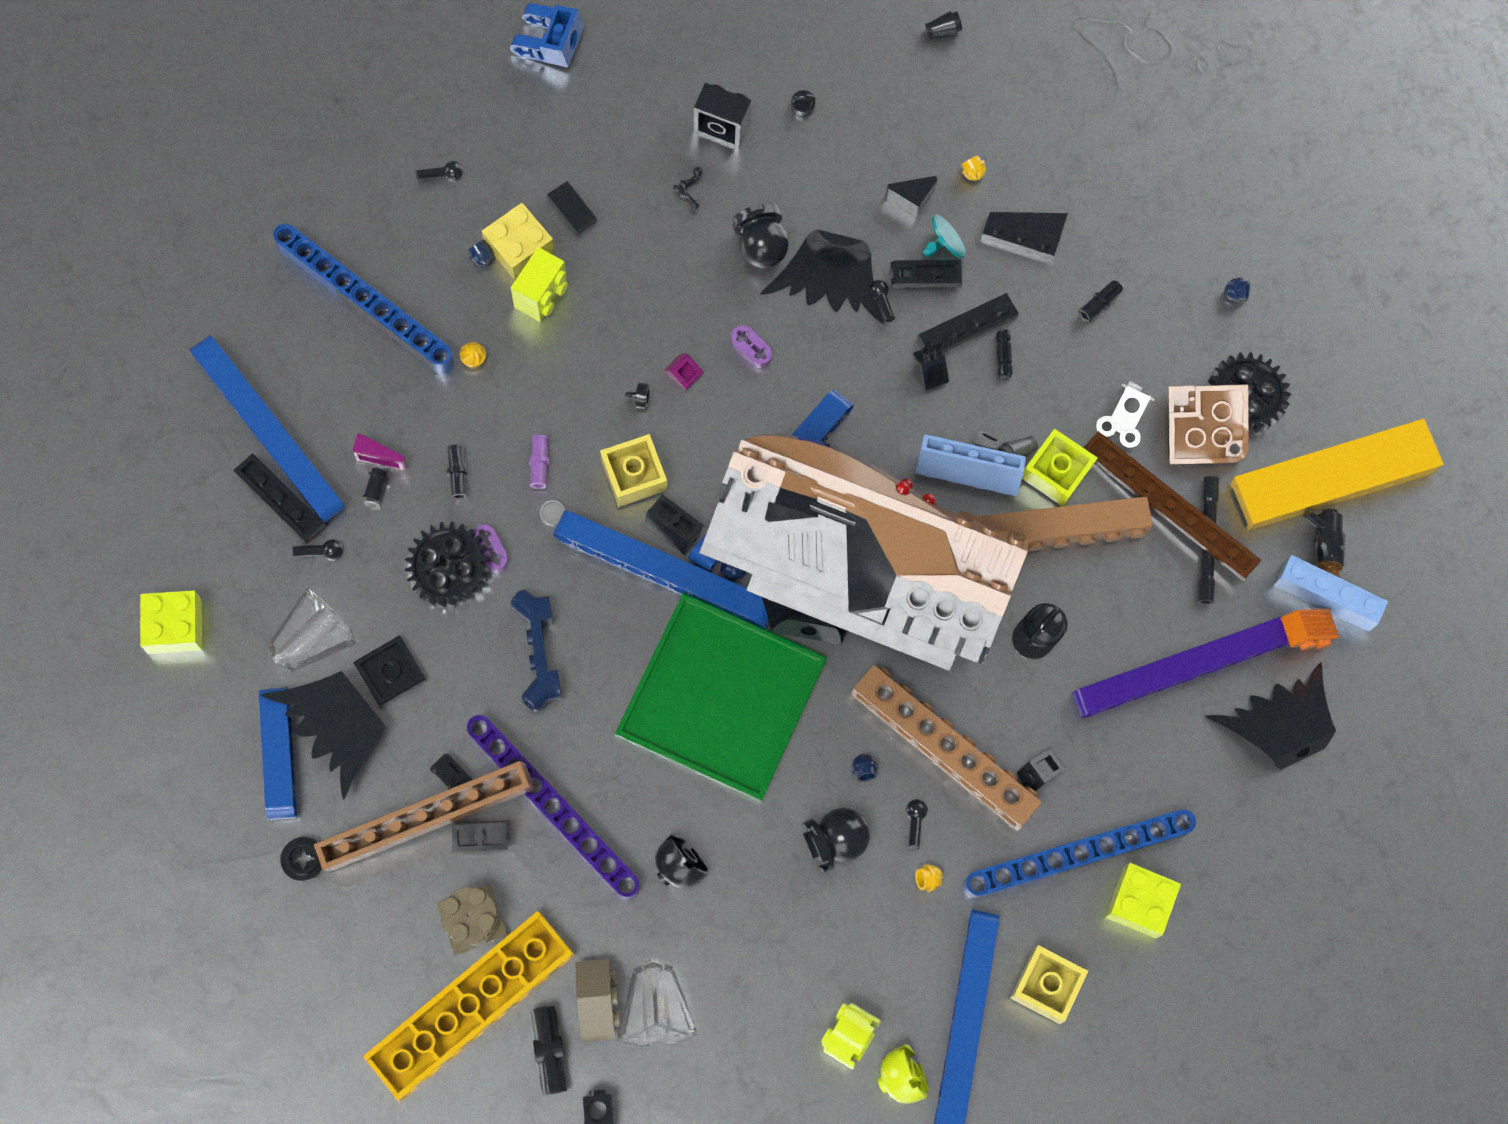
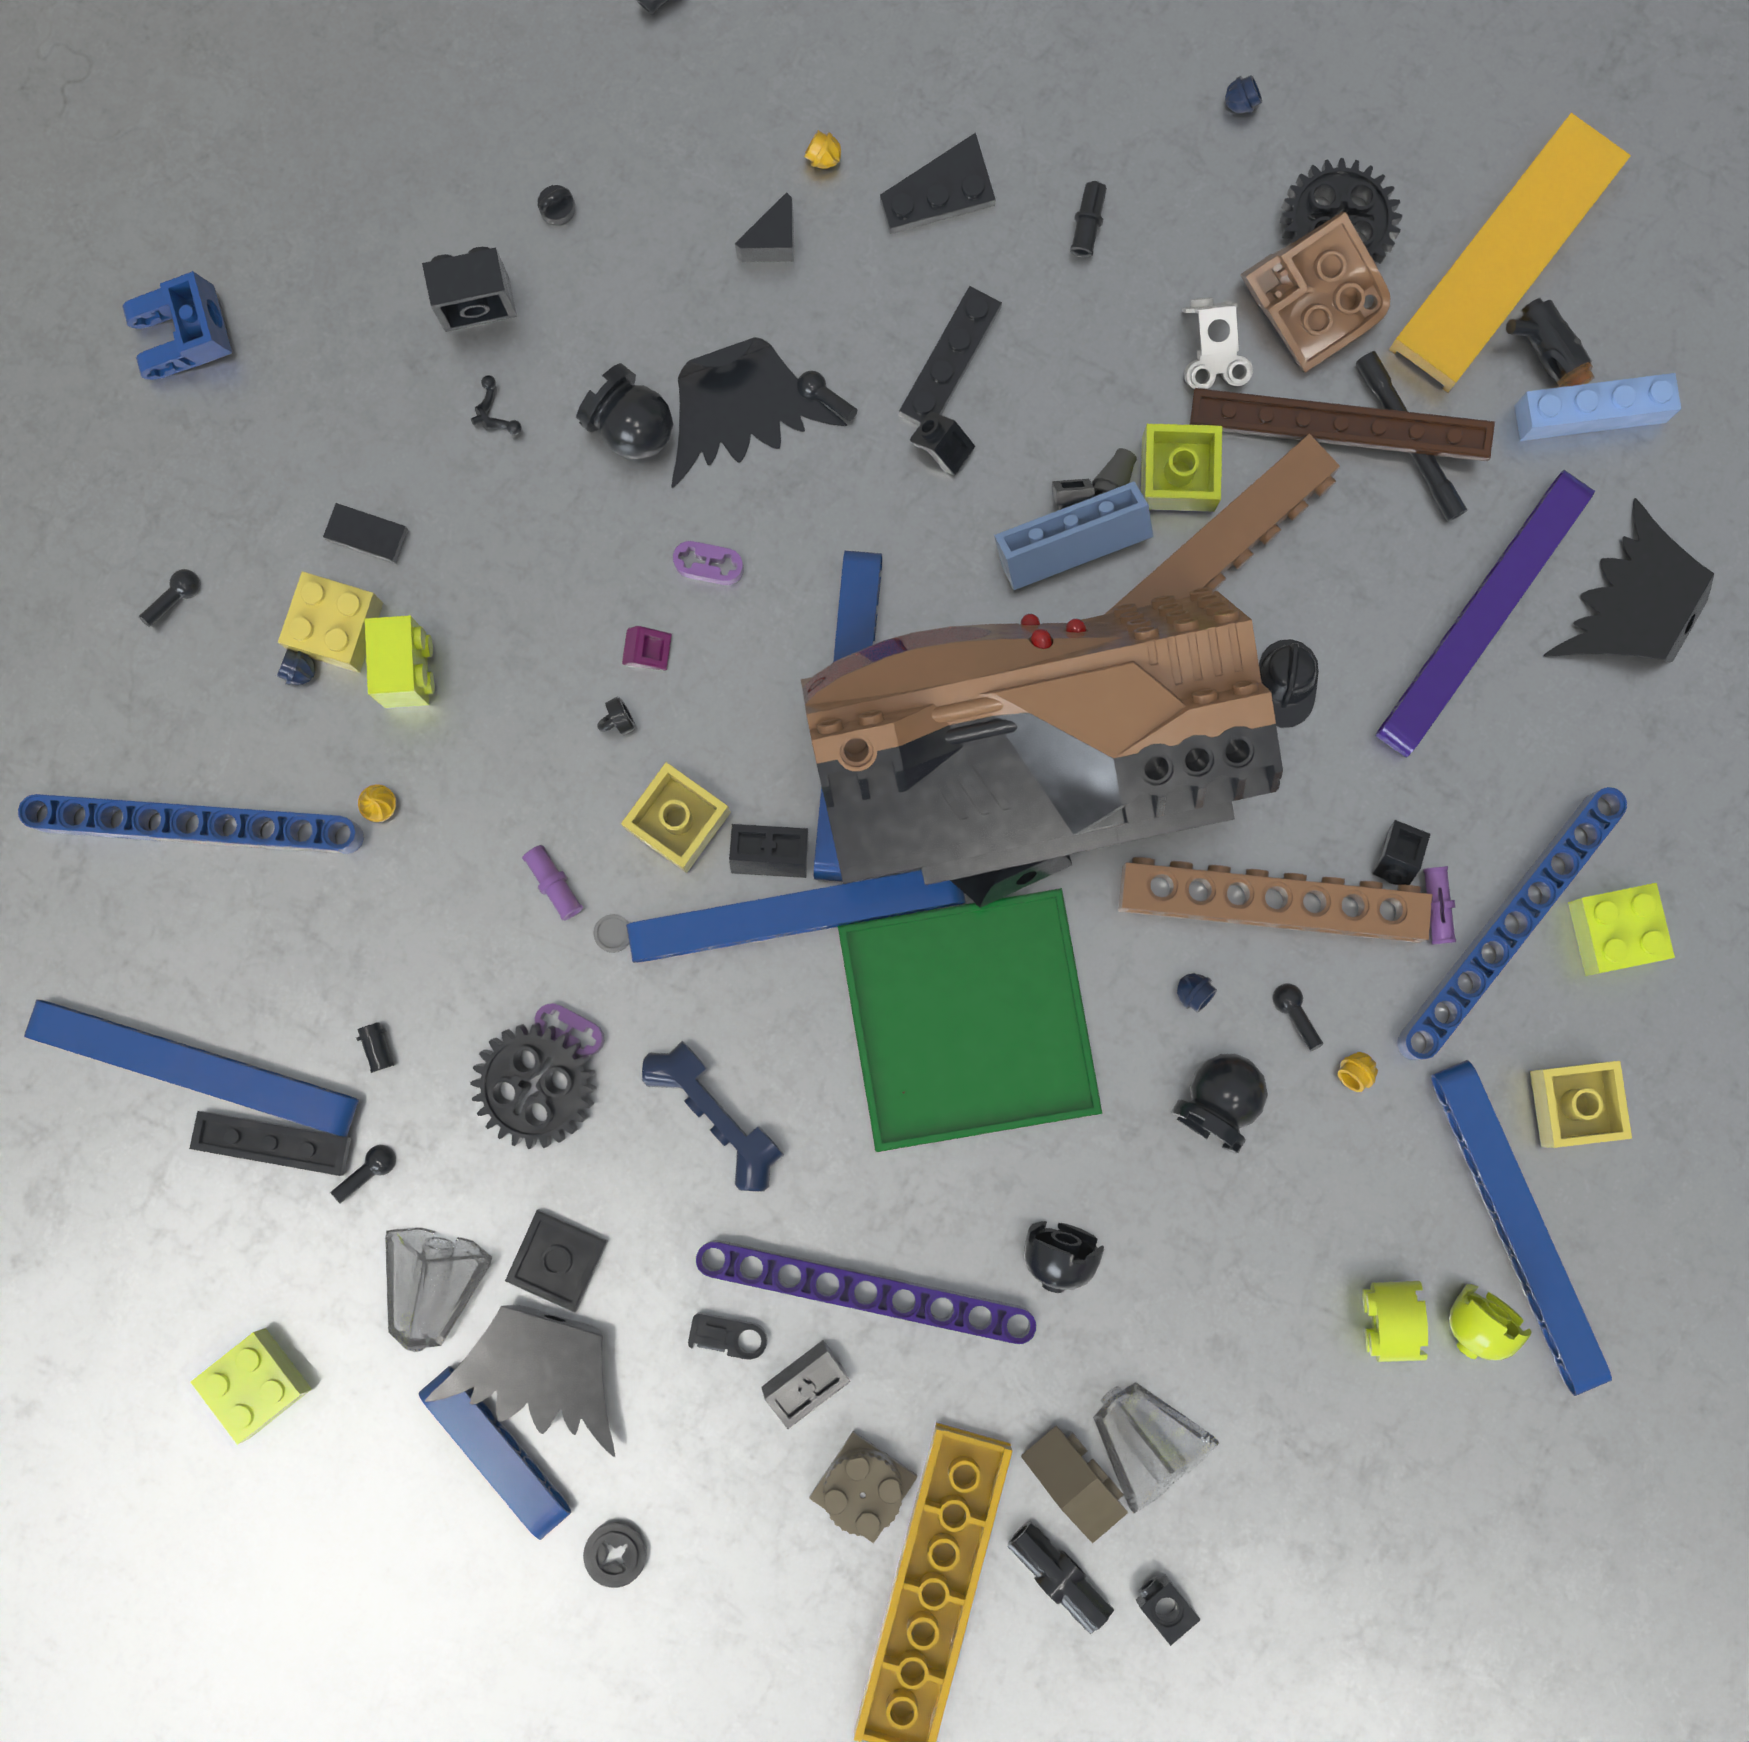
camera: 25 degrees left, 10 degrees up
(375, 453) = (340, 1010): magenta slope -> none
(424, 816) = (727, 1414): medium nougat brick -> none
(457, 472) = (462, 963): black pin -> none
(926, 273) = (857, 326): black plate -> none
(947, 237) = (852, 263): teal shield -> none
(1004, 354) = (1018, 365): black axle -> none
(1052, 799) = (1438, 883): none -> medium lavender pin
(1310, 628) = (1604, 468): orange brick -> none

